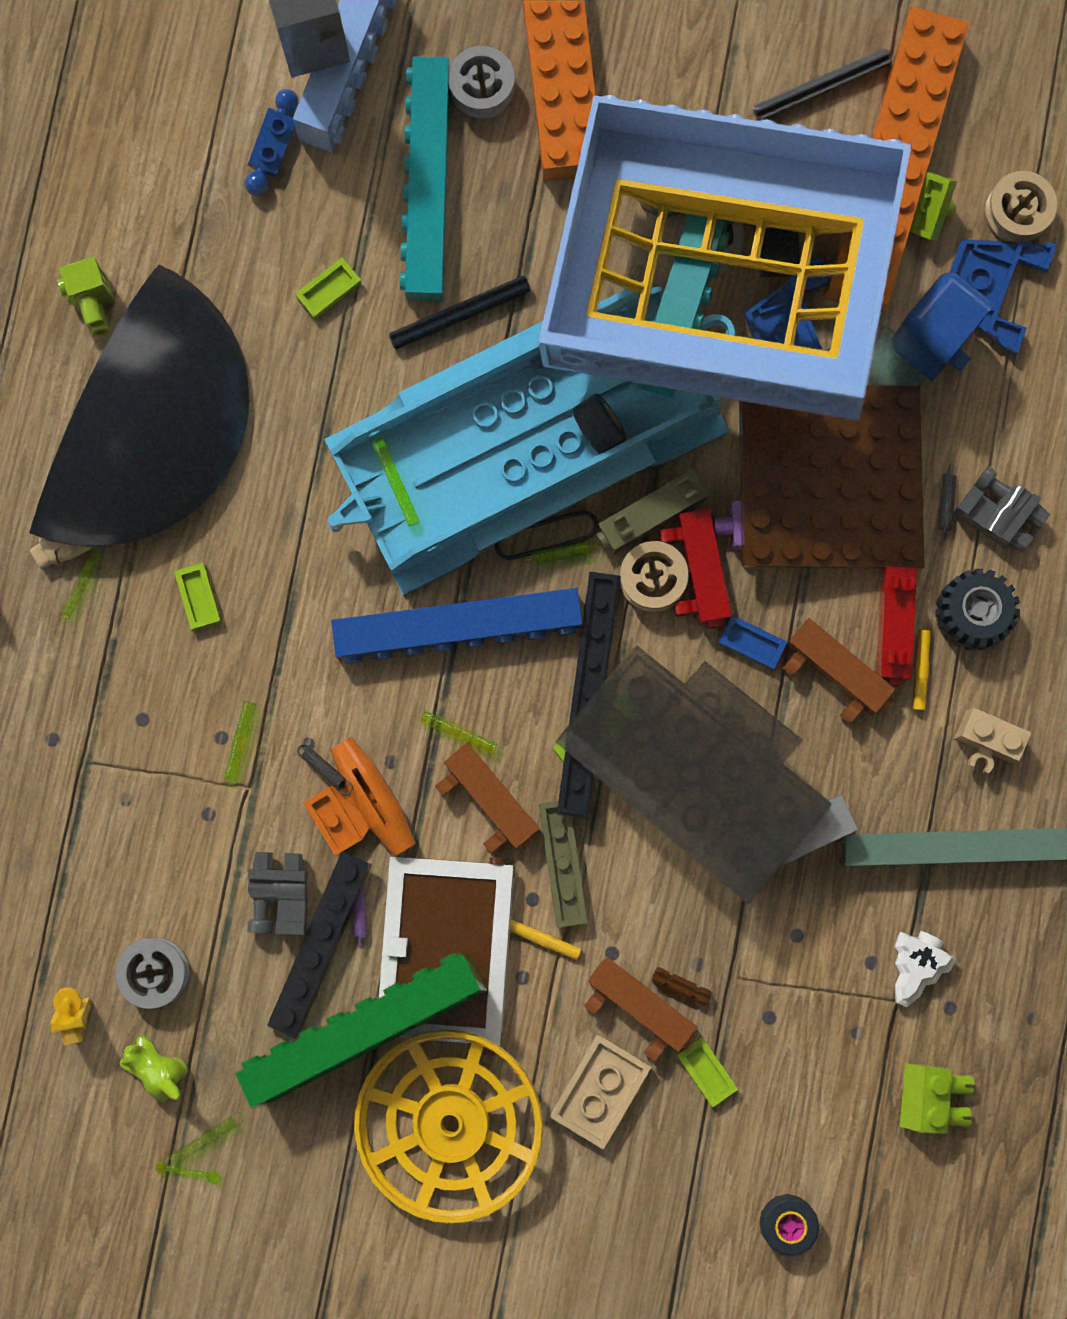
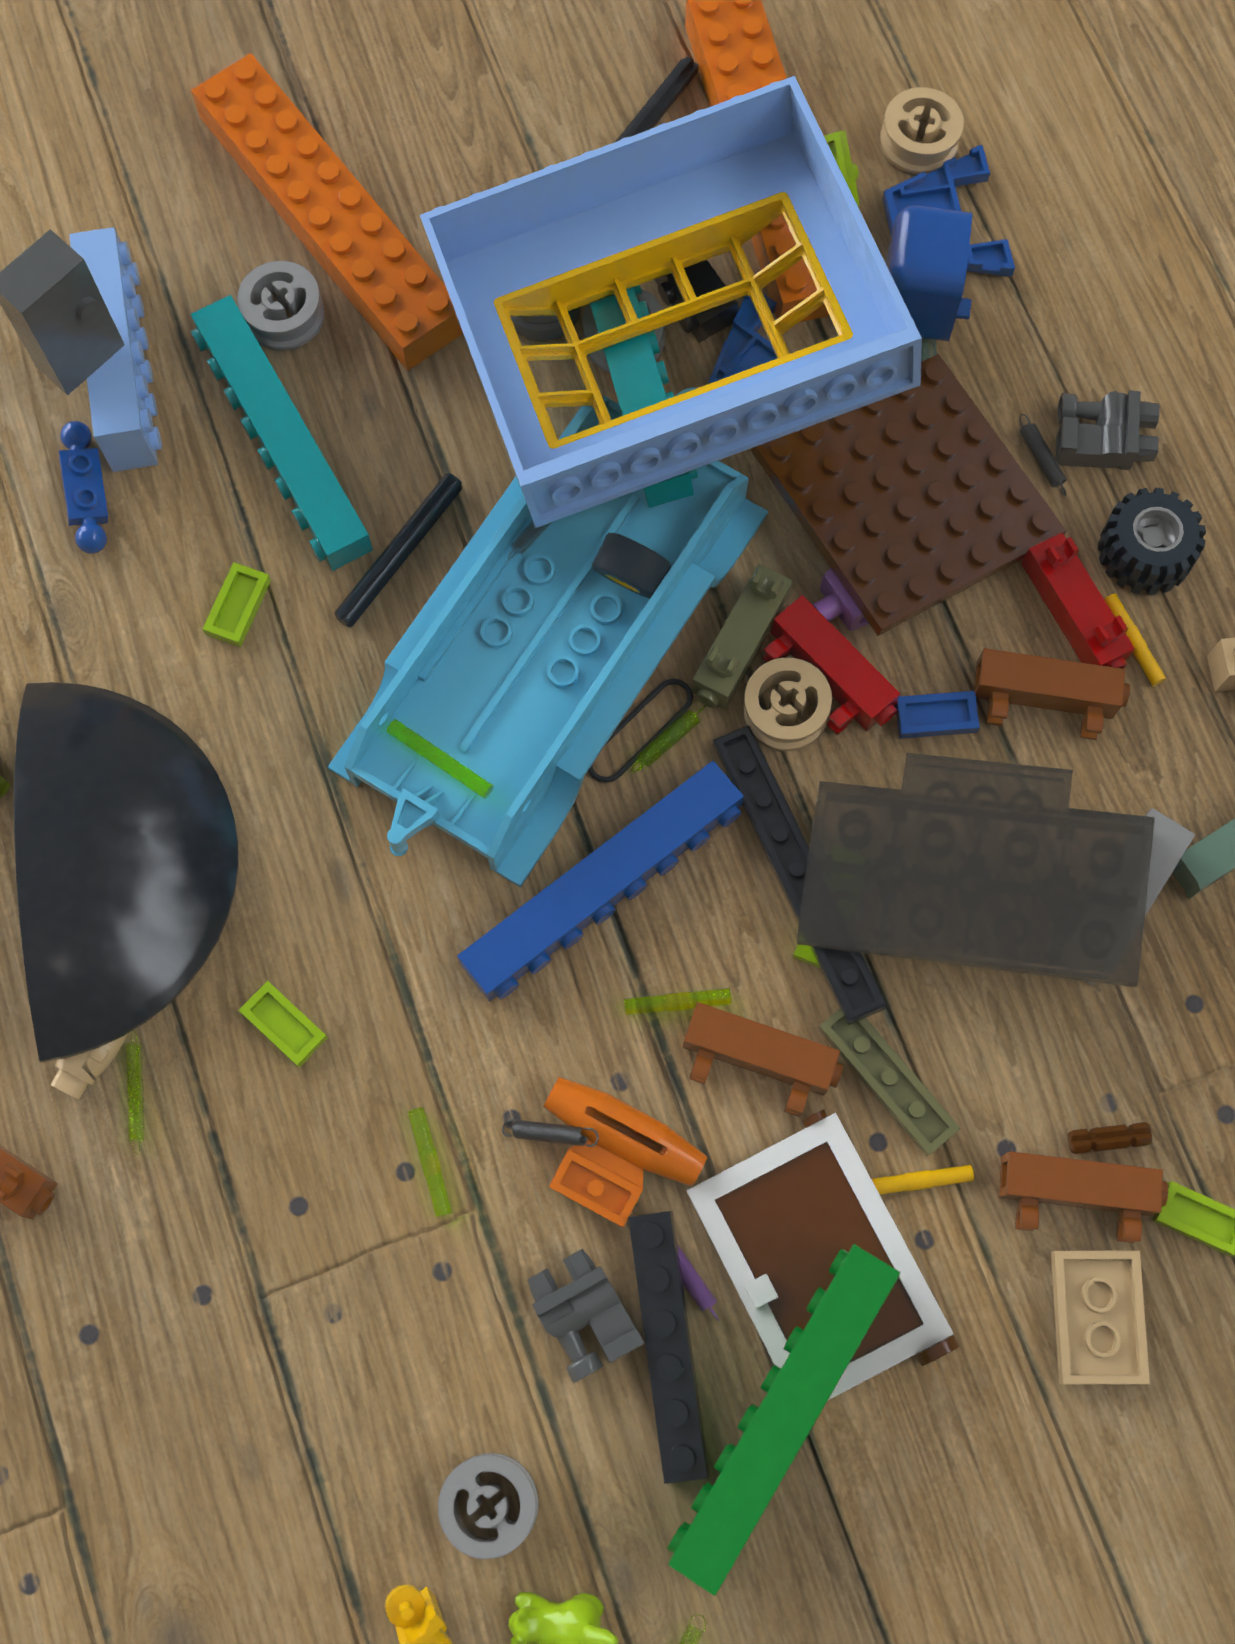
camera: 30 degrees left, 10 degrees down
(436, 1139) = (961, 1497): yellow dish -> none

